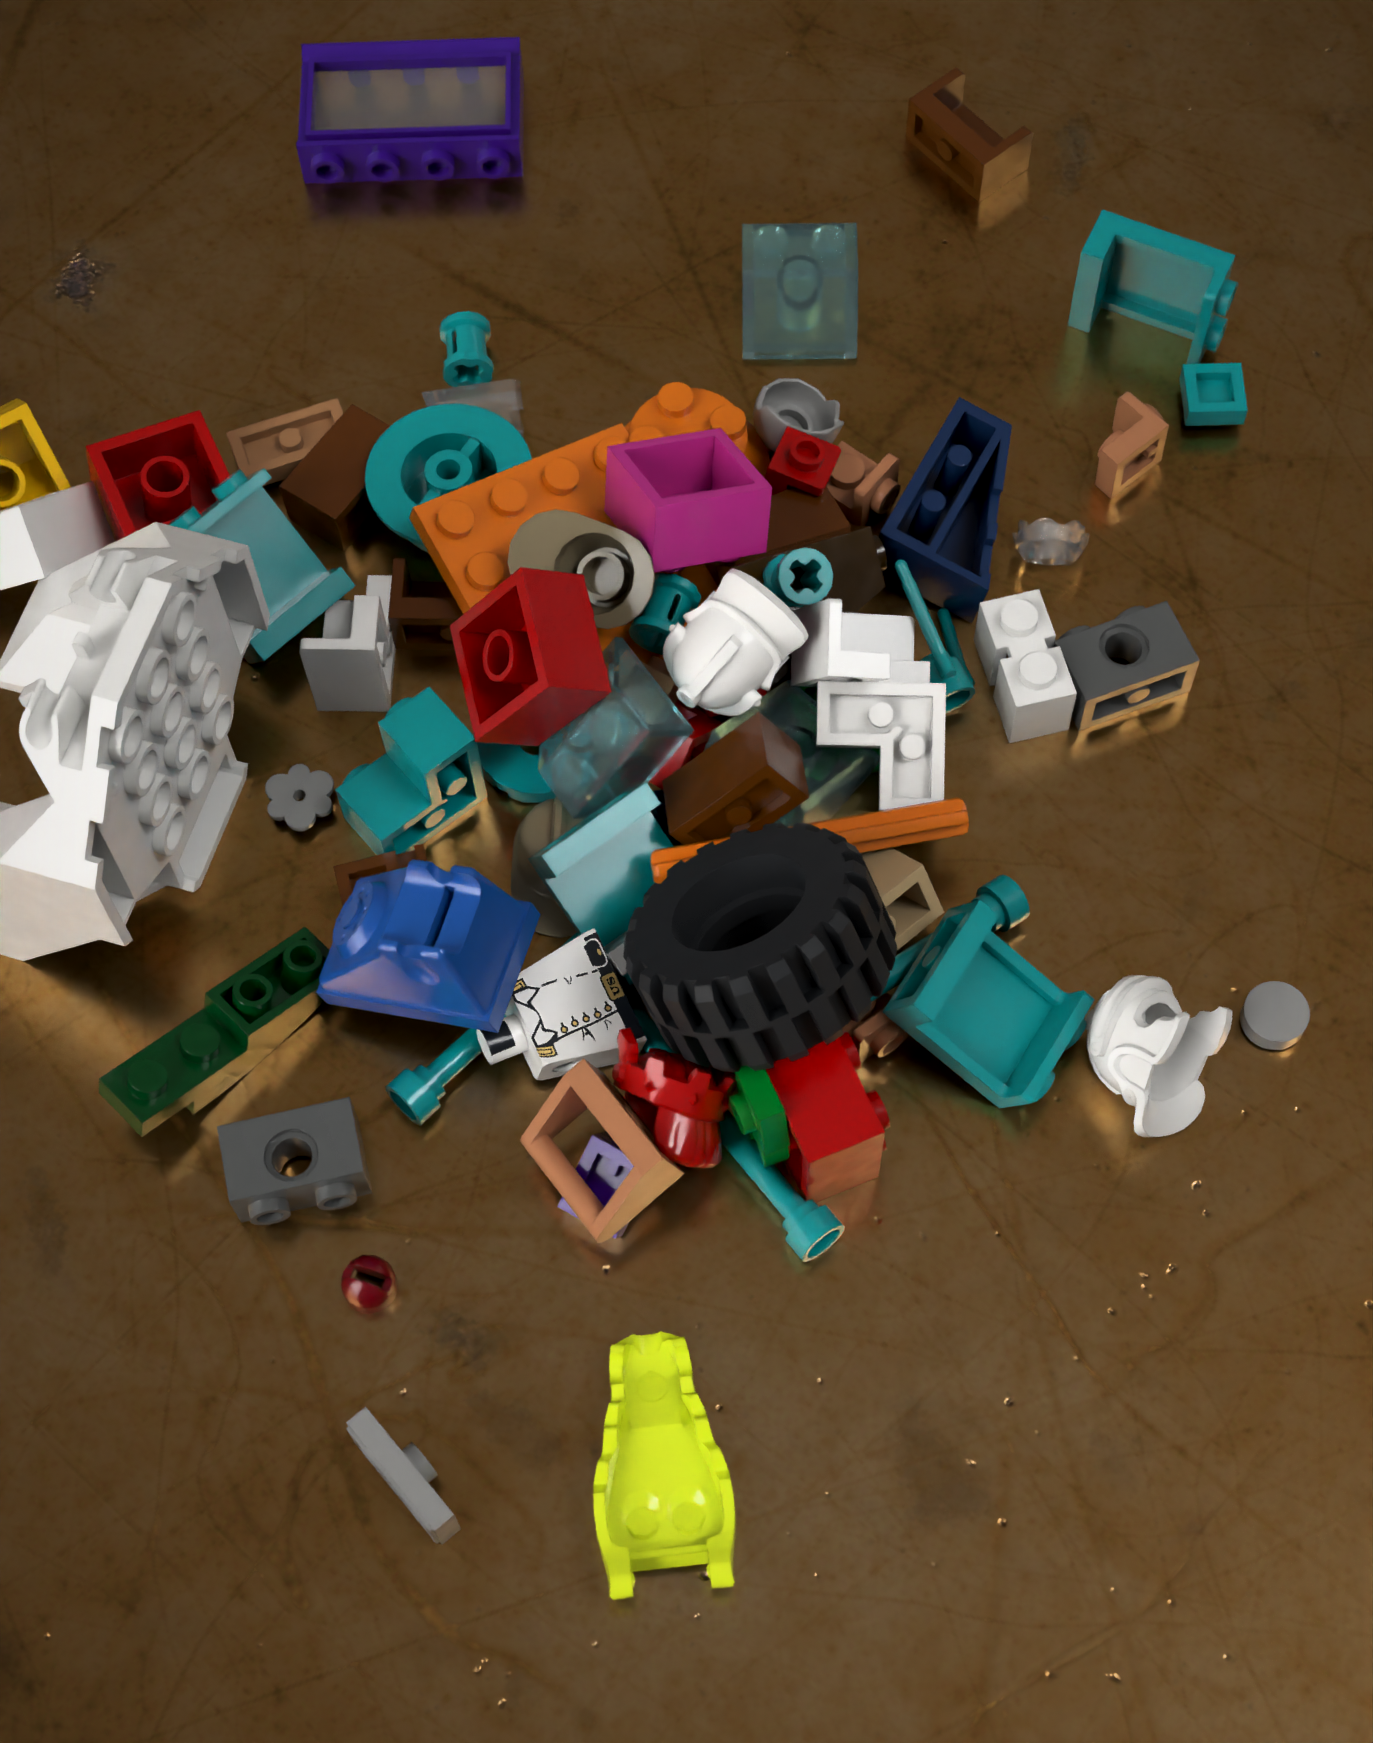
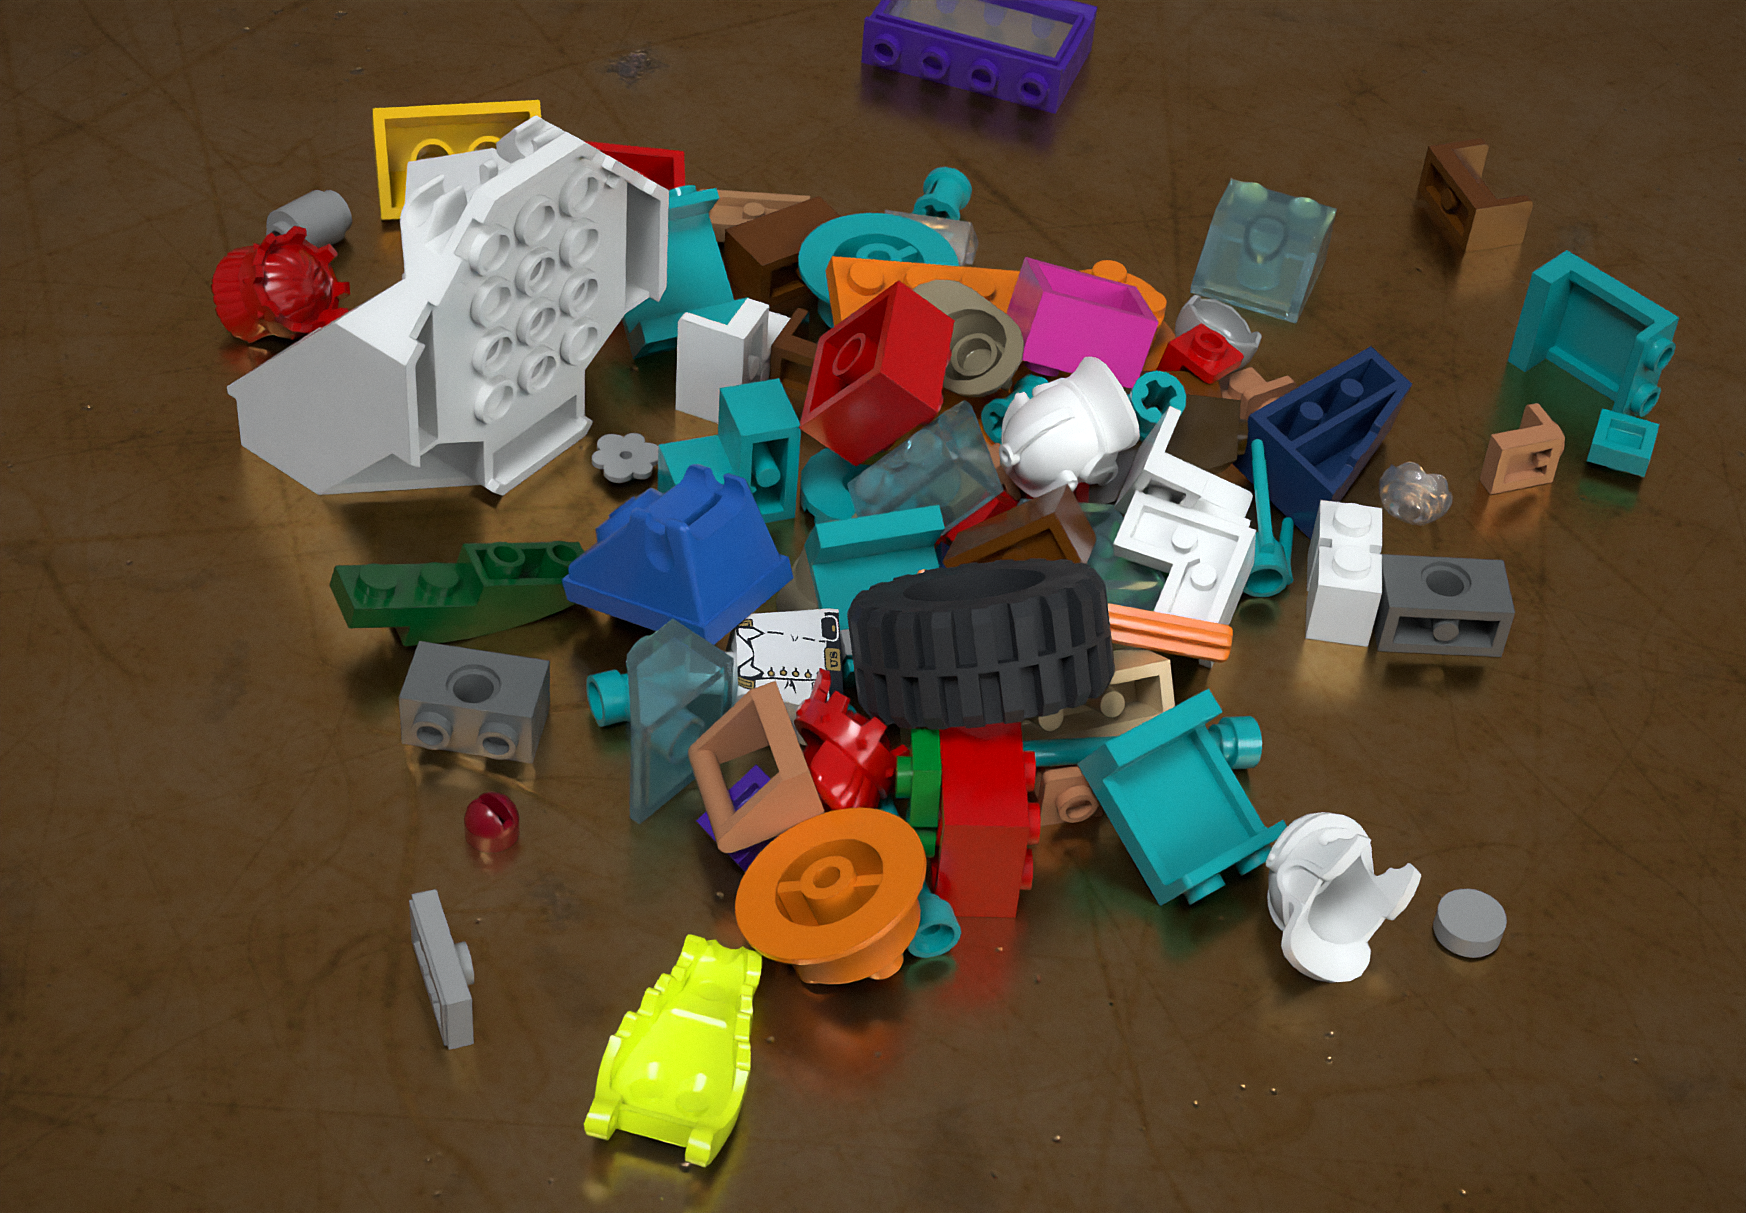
camera: 15 degrees right, 20 degrees down
(487, 1103) = (672, 698): none -> clear light blue slope
(725, 1256) = (836, 896): none -> orange piece

